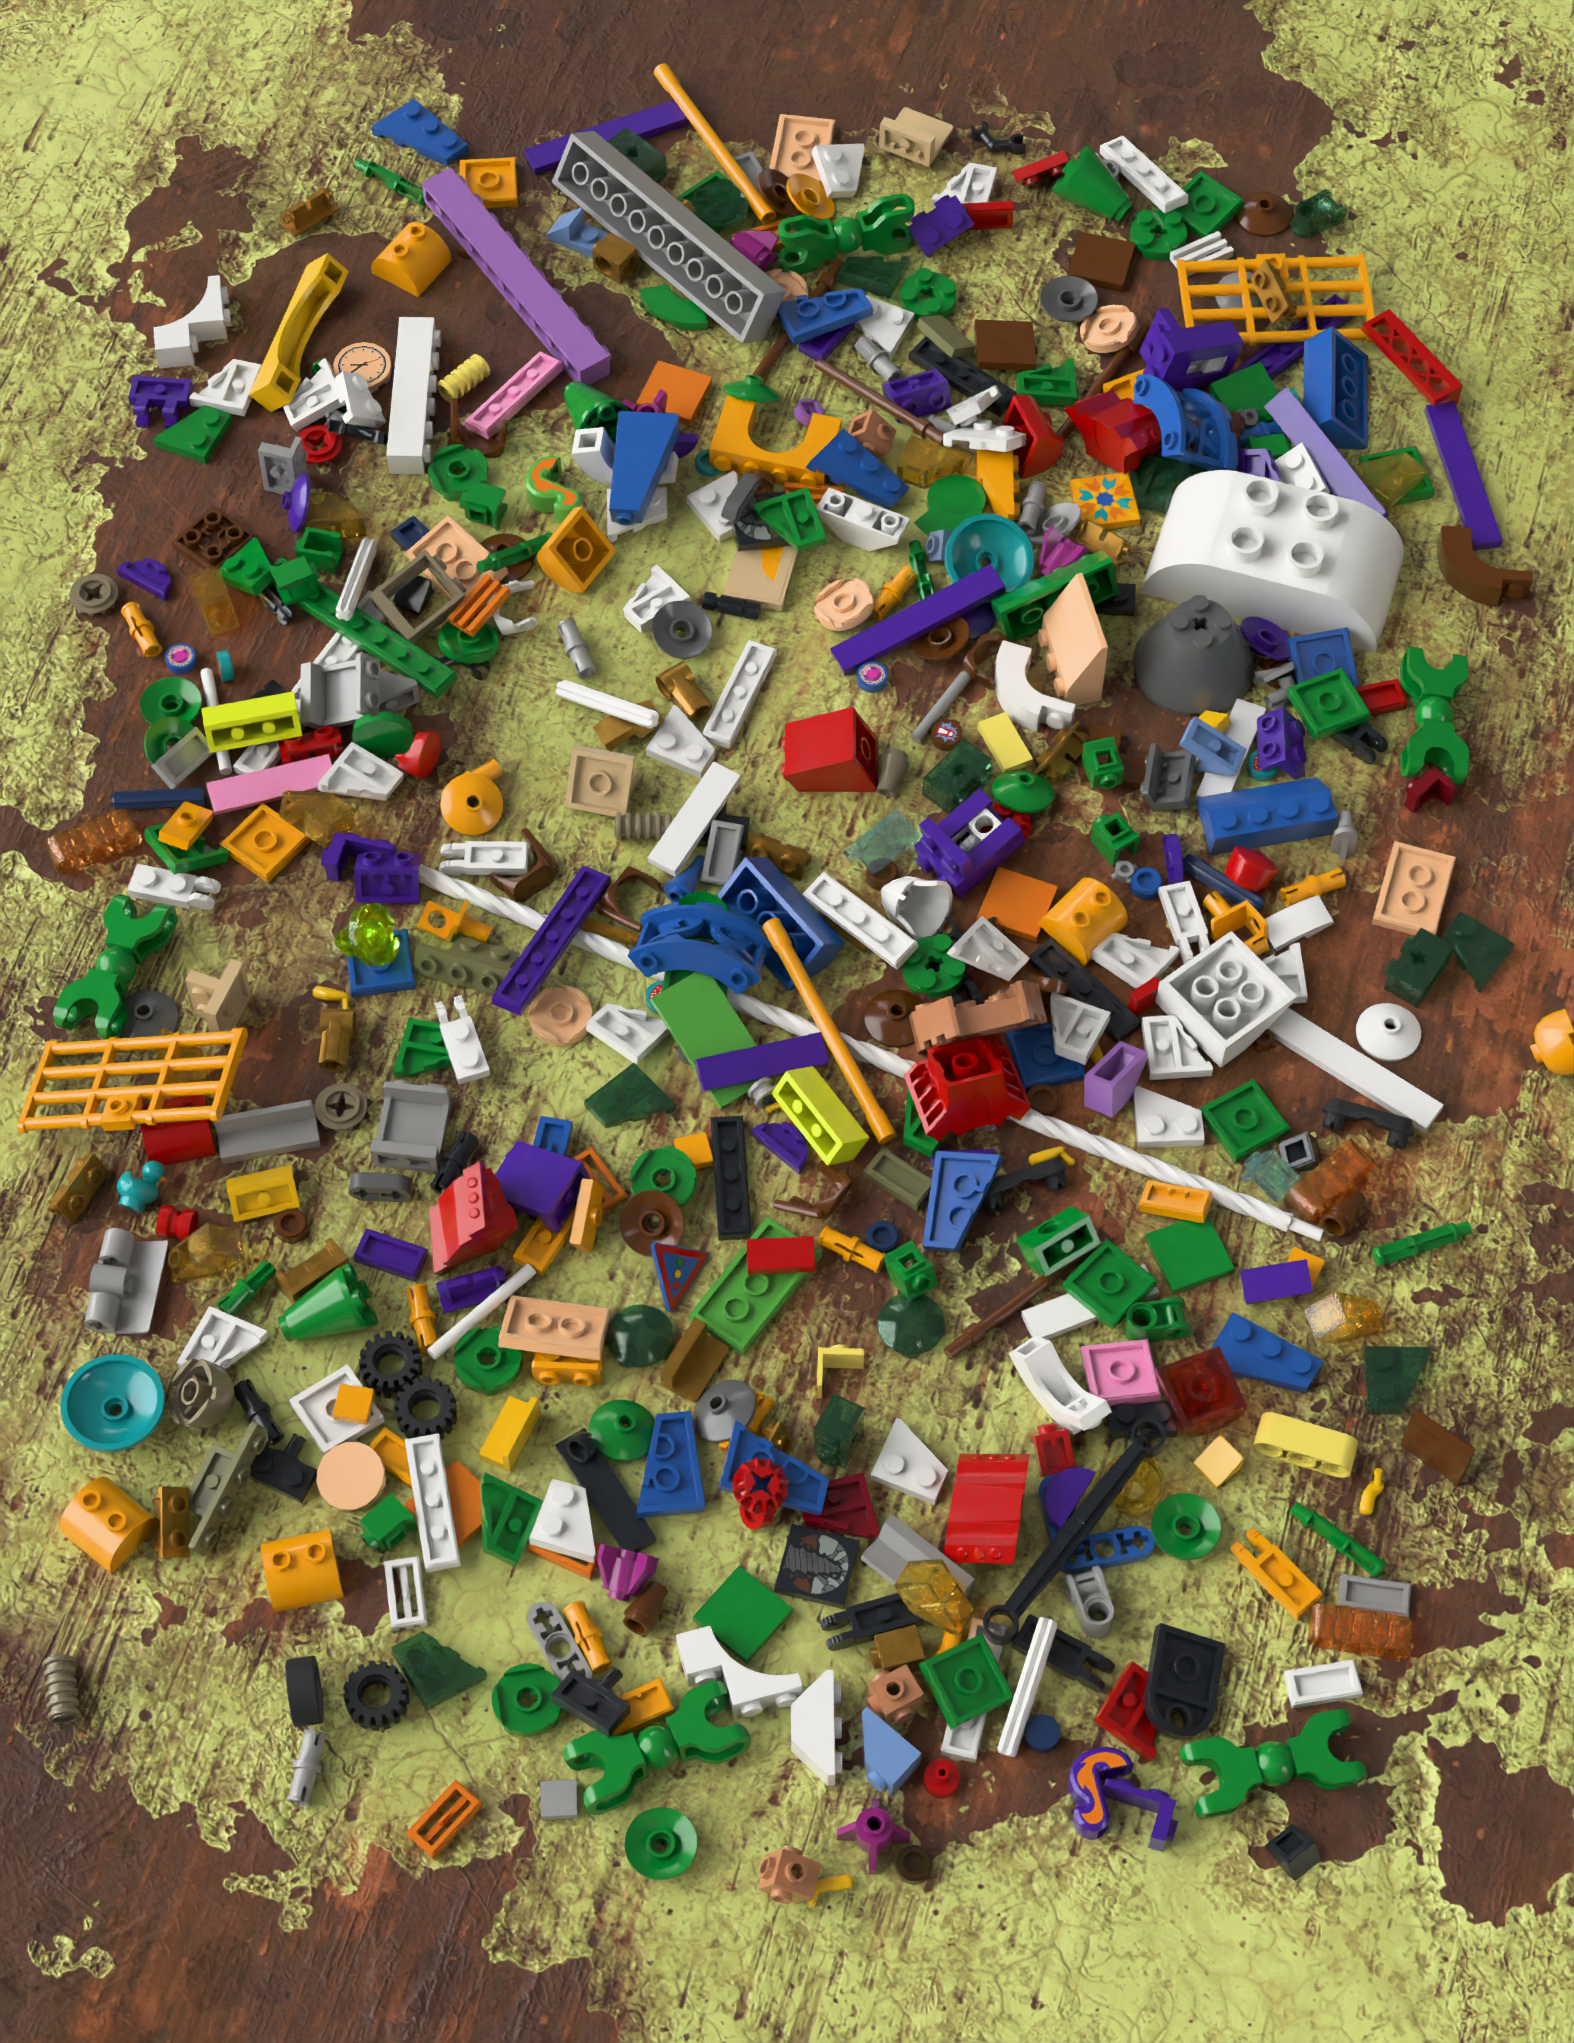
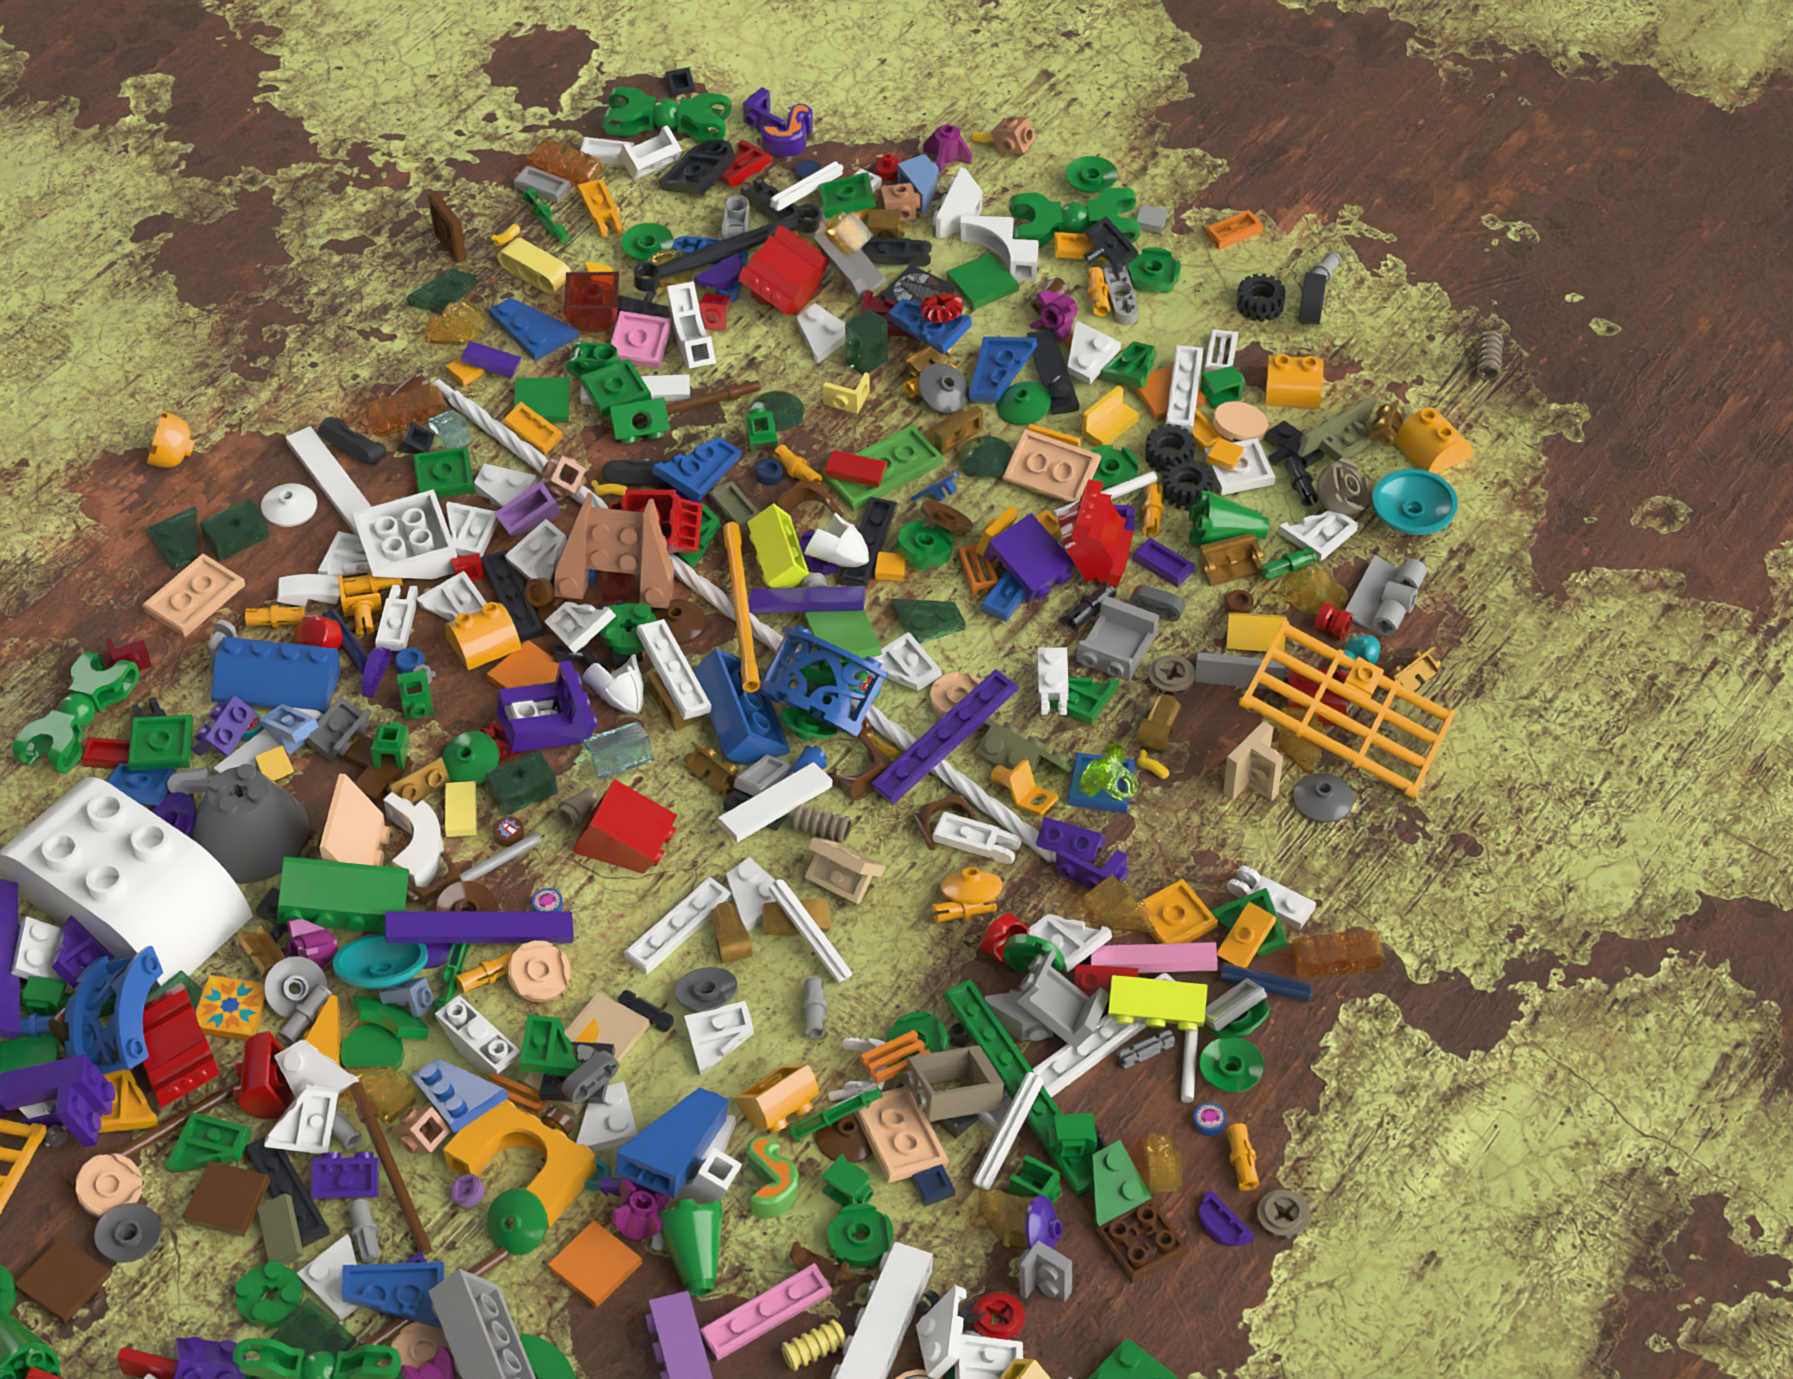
camera: 160 degrees left, 10 degrees down
(104, 988) = (1340, 831): green piece -> none
(225, 666) = (1167, 1089): teal tile -> none
(435, 1670) = (1213, 301): clear green wing -> none
(757, 1128) = (838, 544): none -> white helmet
(914, 1864) = (923, 131): dark brown tile -> none
(1096, 1115) = (570, 474): none -> nougat brick
(1250, 416) = (40, 1036): flat silver piece -> none
(1257, 1677) = (651, 154): none -> white panel
(1420, 1242) = (367, 360): green piece -> none

